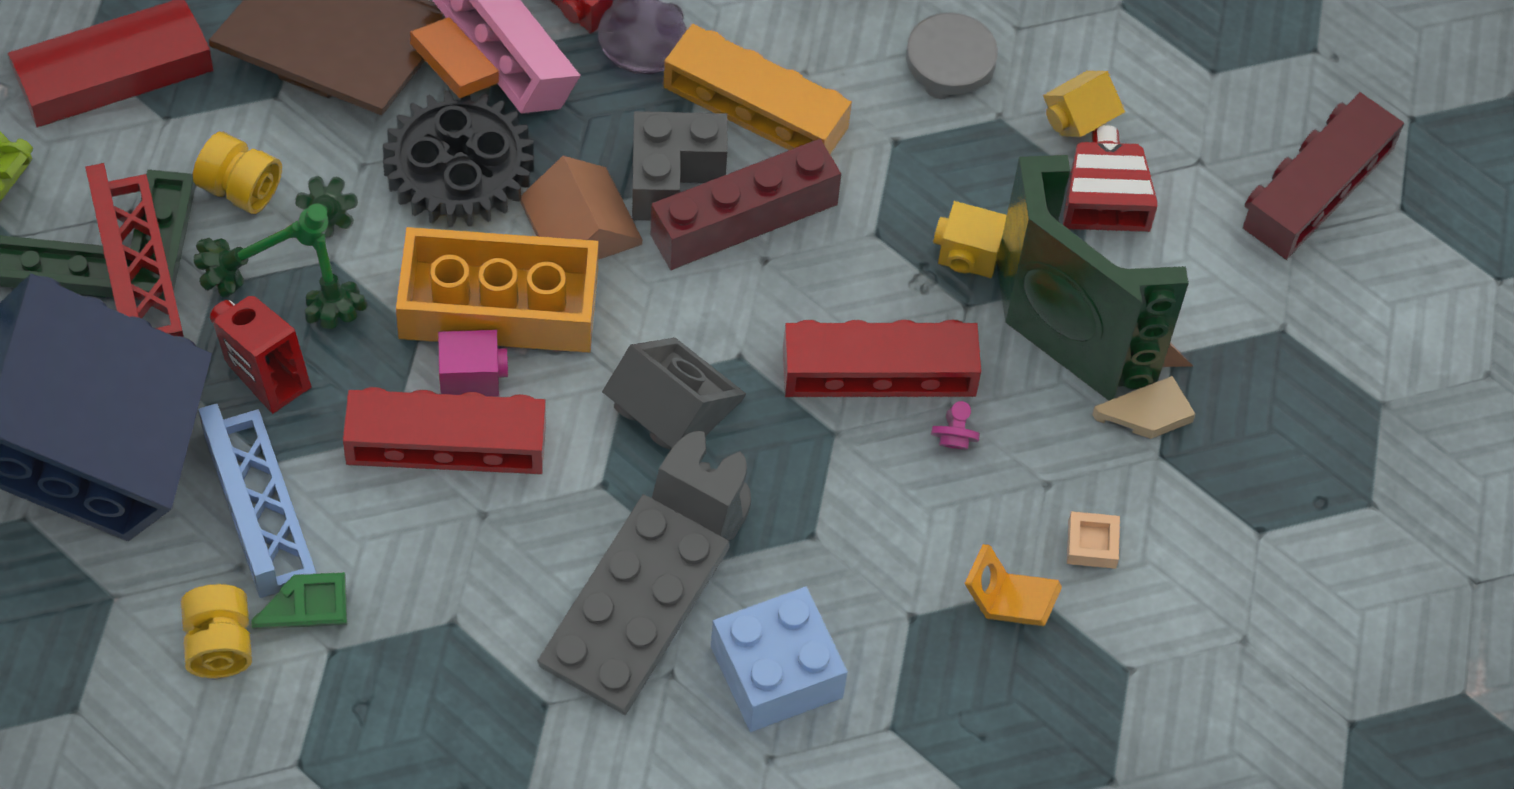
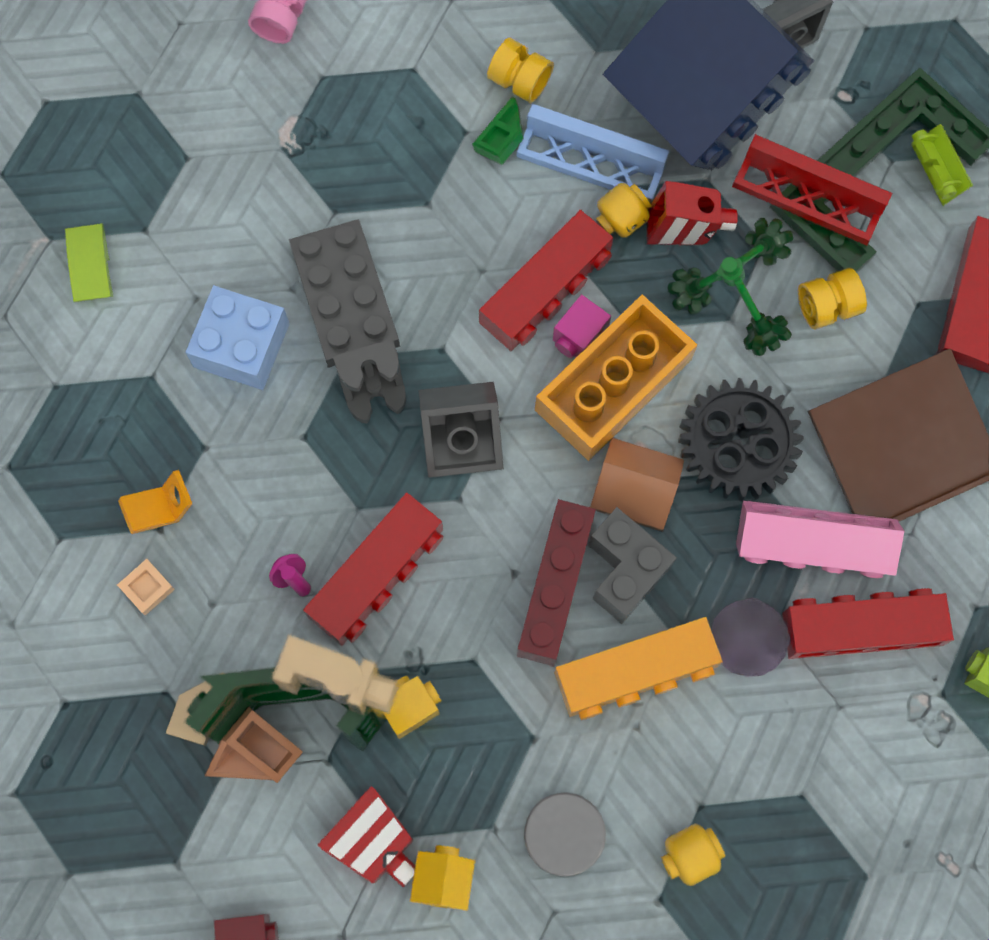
camera: 135 degrees right, 15 degrees up
(300, 418) = (623, 210): none -> yellow head
(454, 57) = (819, 489): orange tile -> none
(1041, 173) = (334, 674): none -> tan hips

